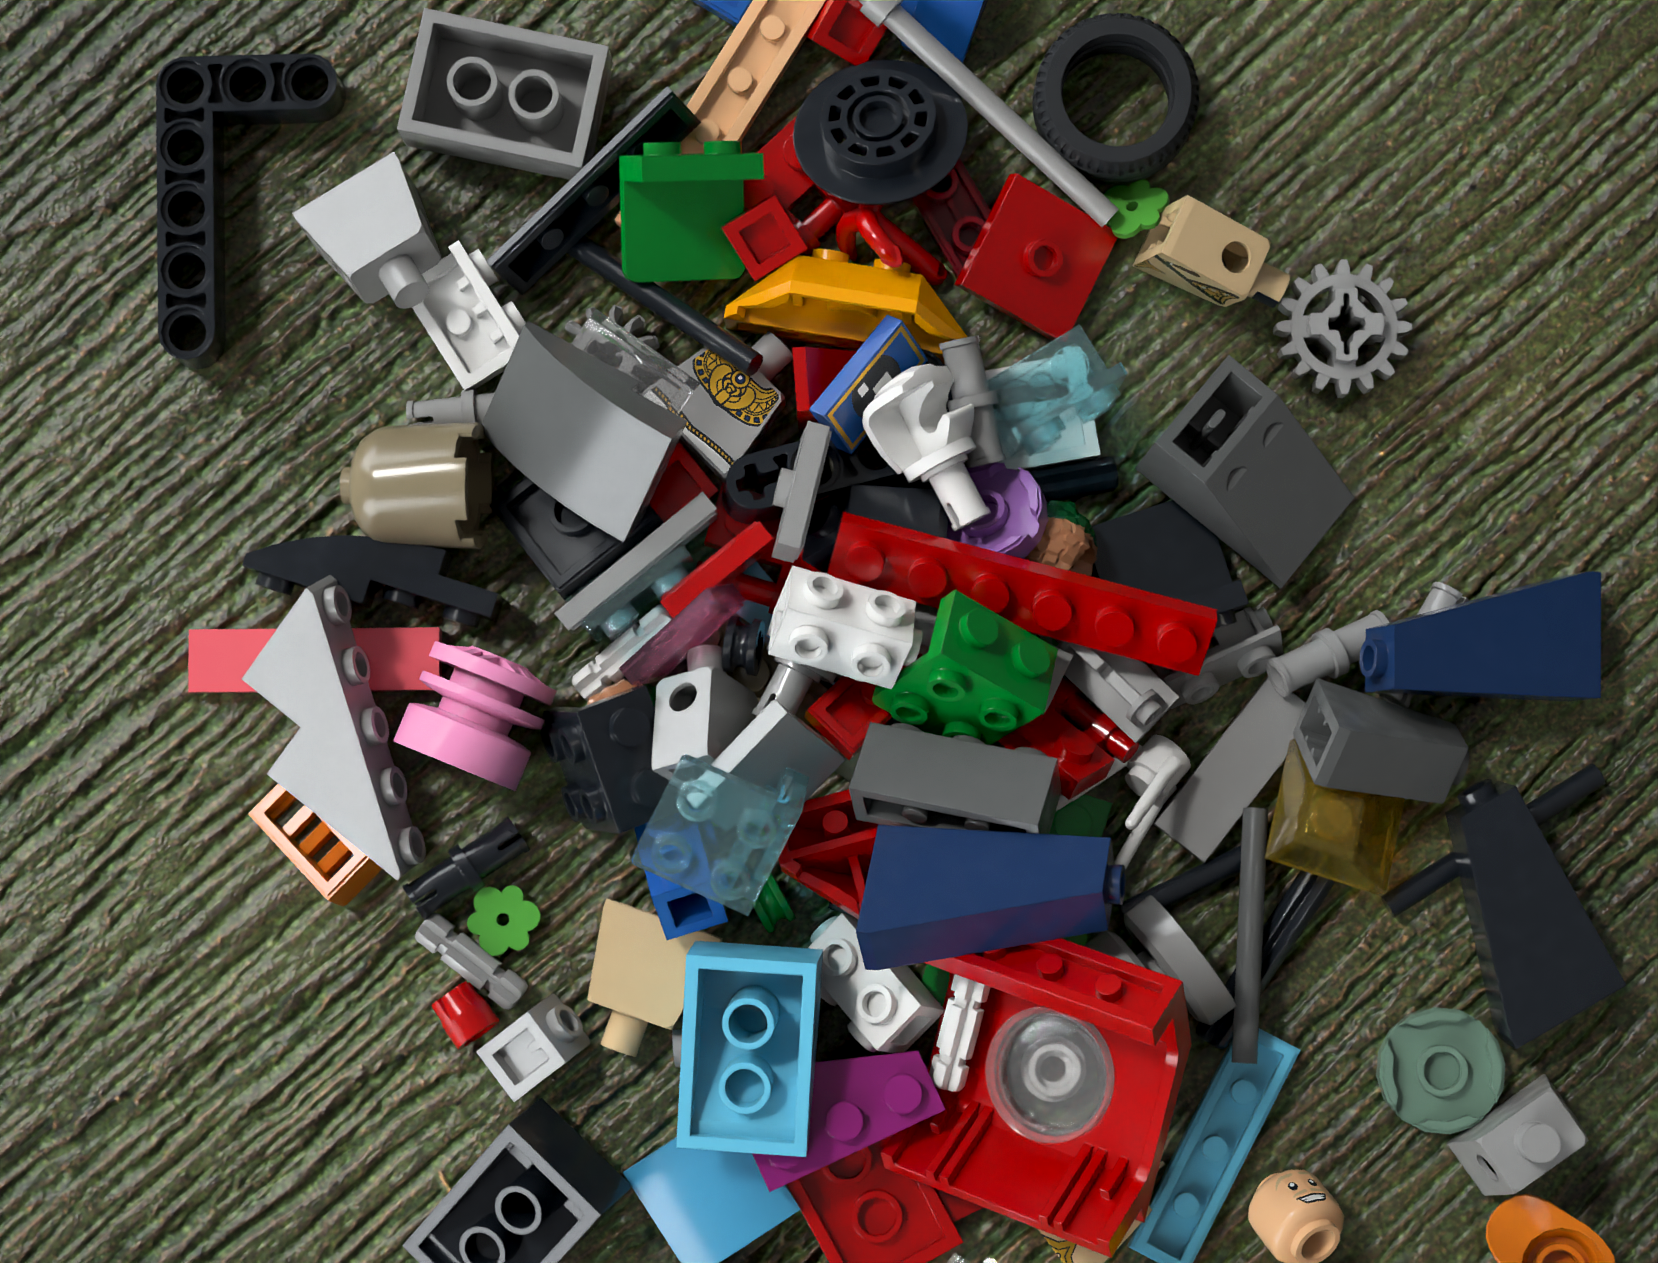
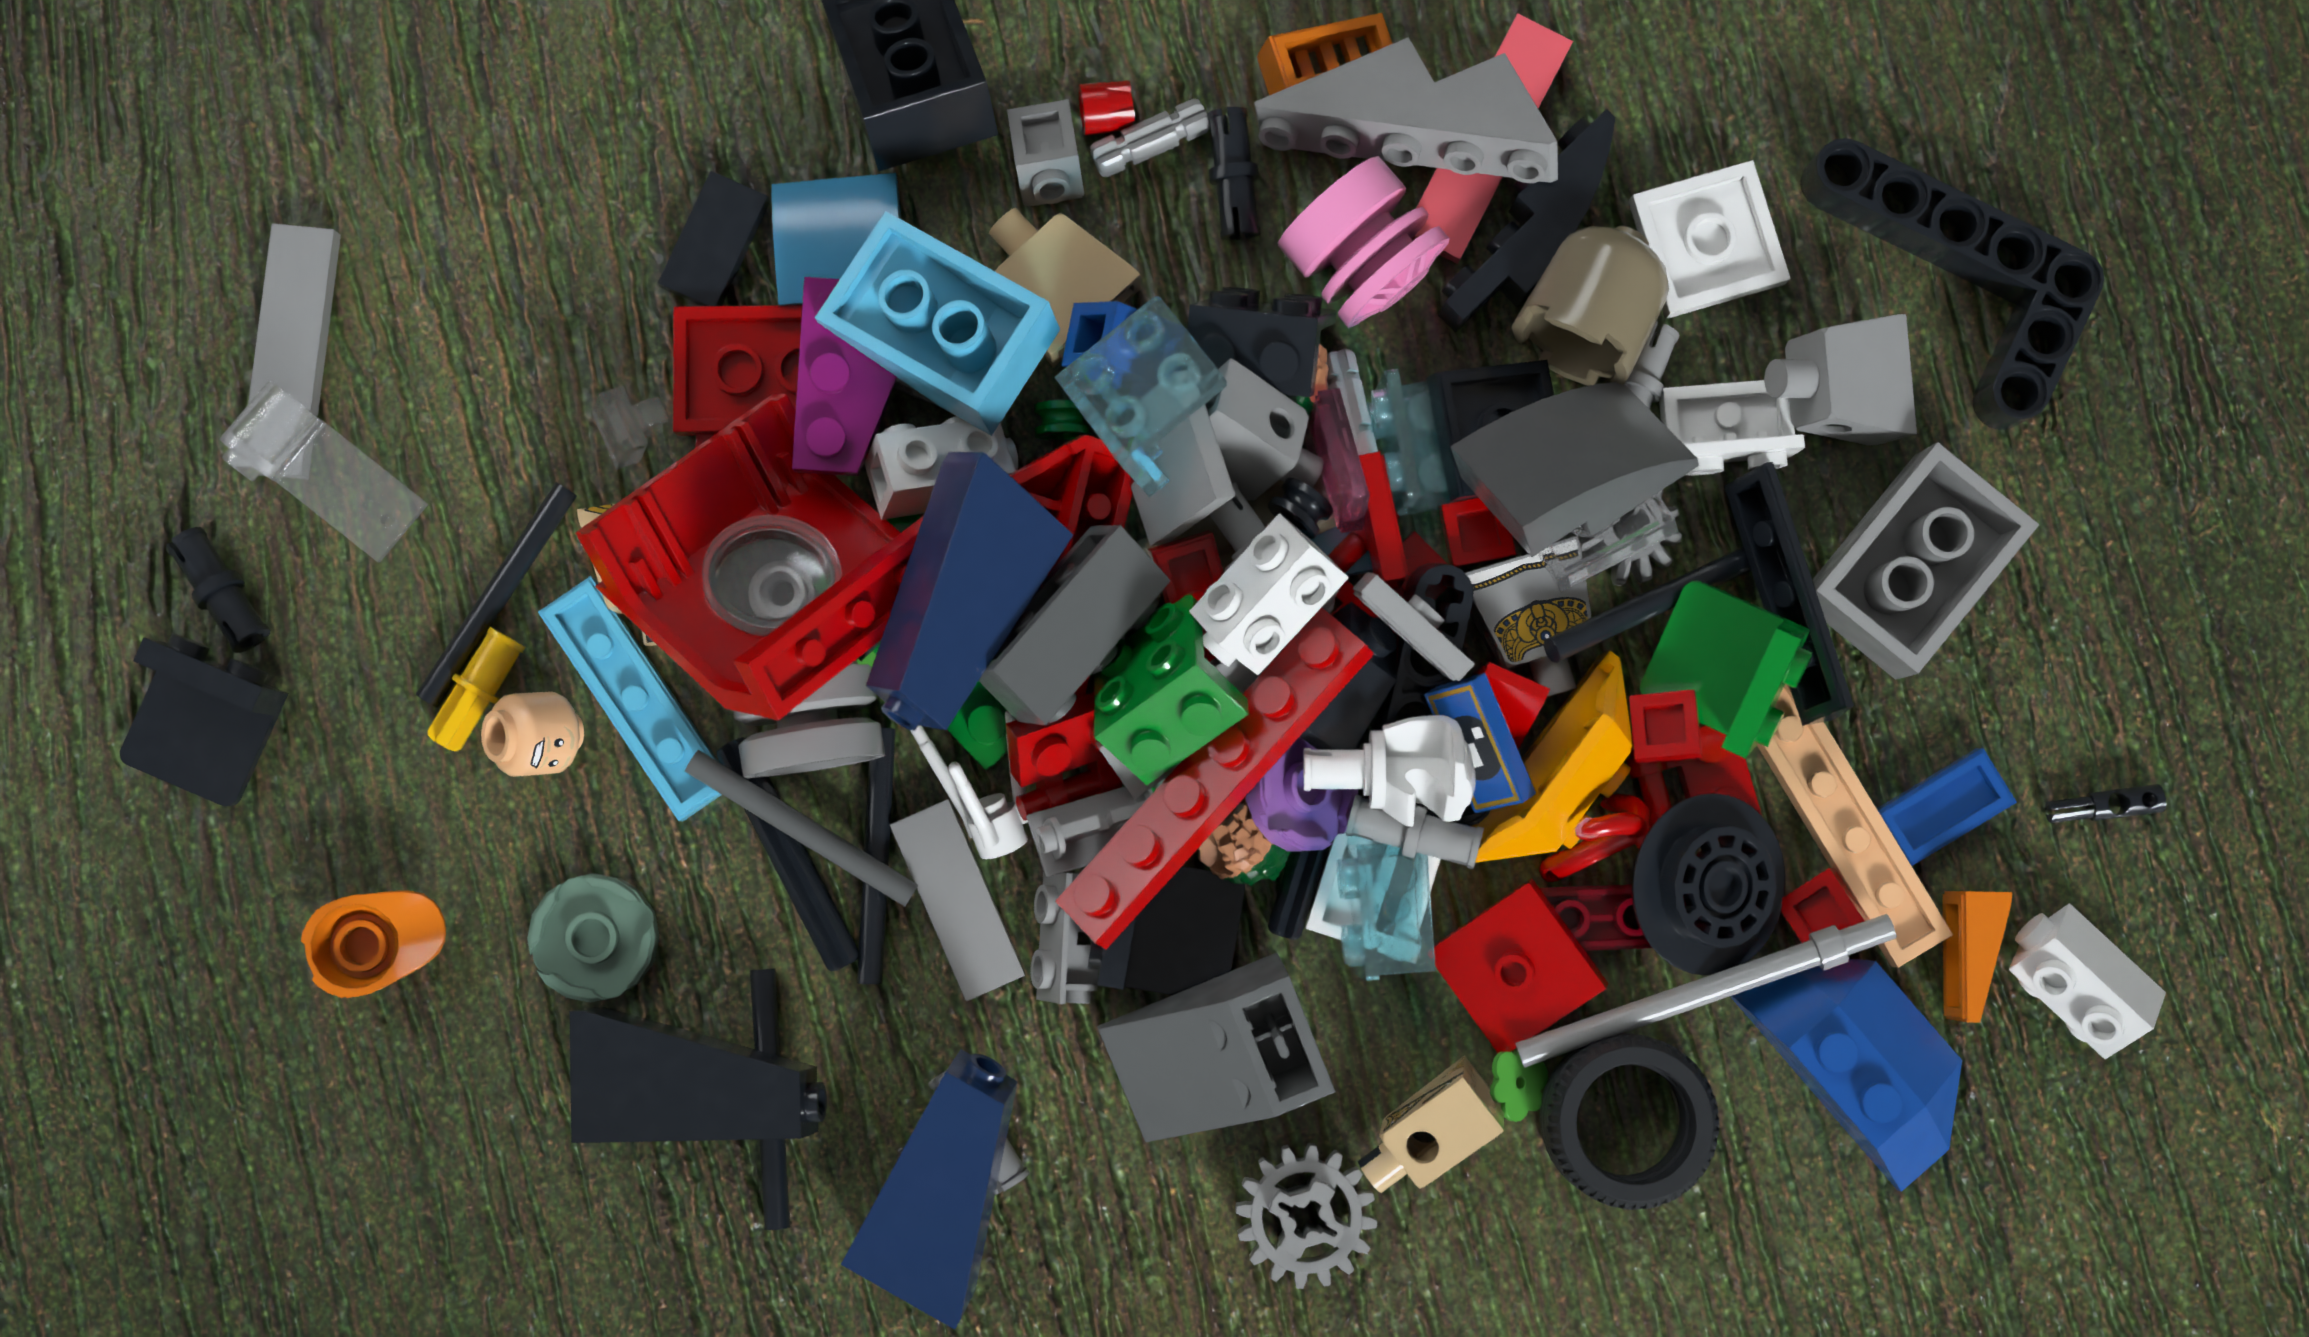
camera: 115 degrees right, 0 degrees up
(306, 417) = (1711, 238): none -> white plate
(490, 904) = (1162, 169): bright green plant -> none
(664, 540) = (1435, 498): light grey tile -> none
(958, 1034) = (848, 513): white axle -> none
(1326, 655) = (1015, 1032): light grey pin -> none
(1333, 830) = (864, 965): clear yellow slope -> none
(1378, 746) = (905, 1034): dark grey slope -> none
(1519, 1140) = (490, 975): light grey torso -> none

